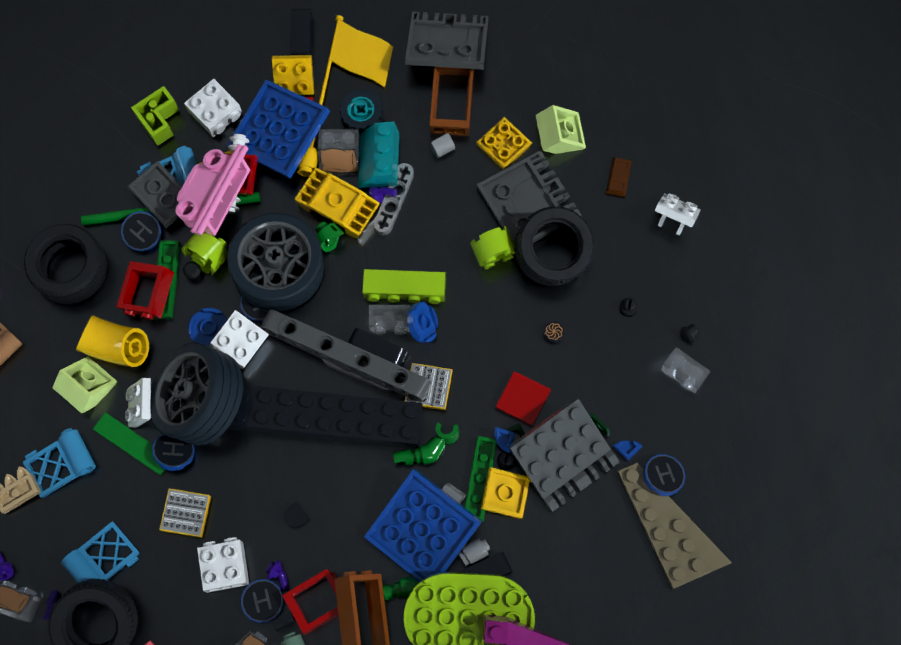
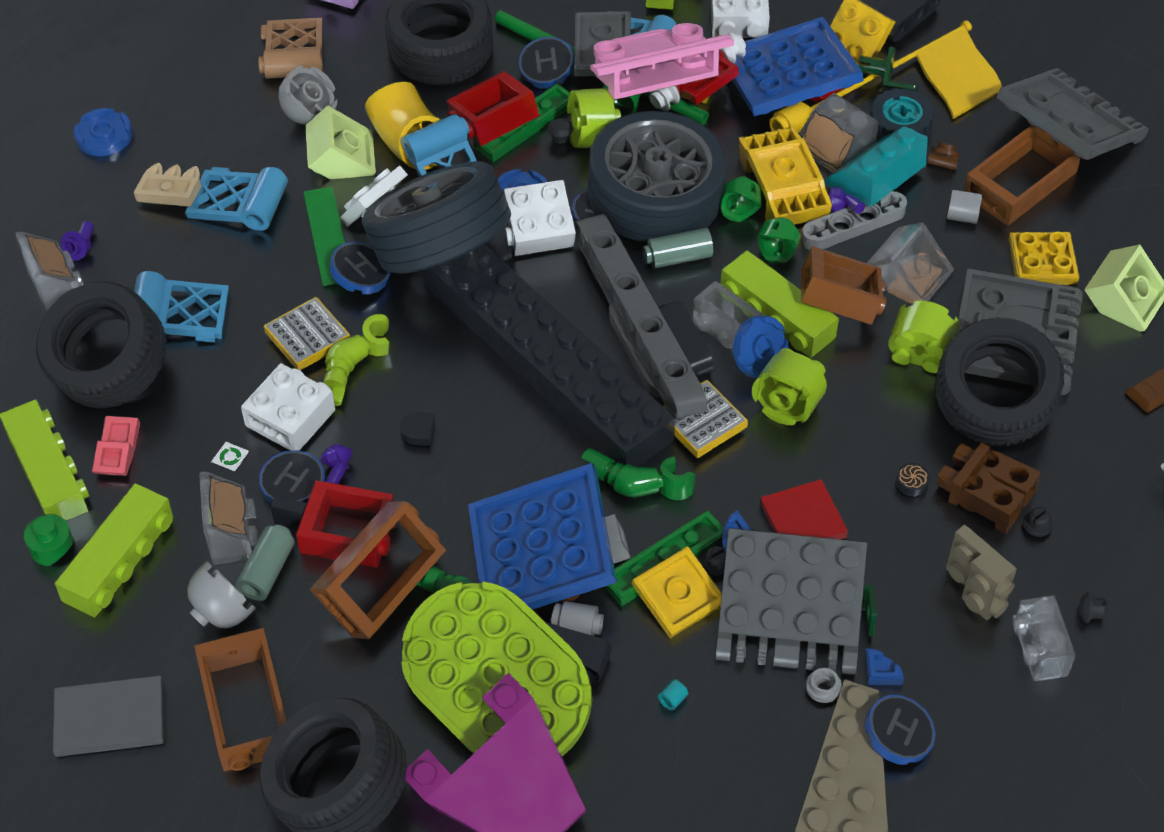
camera: 40 degrees right, 20 degrees down
(36, 369) = (305, 94): none -> light grey cylinder
(147, 340) = (437, 142): none -> dark azure piece
(216, 615) = (230, 456): none -> white sticker
(218, 507) = (348, 352): none -> lime piece
(324, 294) = (678, 248): none -> sand green brick
(326, 87) = (883, 68): none -> dark green bracket
(369, 243) = (777, 235): none -> green piece
(403, 118) = (944, 156): none -> reddish brown plate
(423, 269) = (842, 285): none -> dark orange window
(447, 205) = (912, 263): none -> clear slope
(457, 333) = (790, 387): none -> lime brick
(550, 548) = (672, 694): none -> teal piece
(593, 305) = (989, 484): none -> reddish brown hips
(611, 475) = (826, 677): none -> light grey plate
(640, 364) = (982, 571): none -> dark tan plate

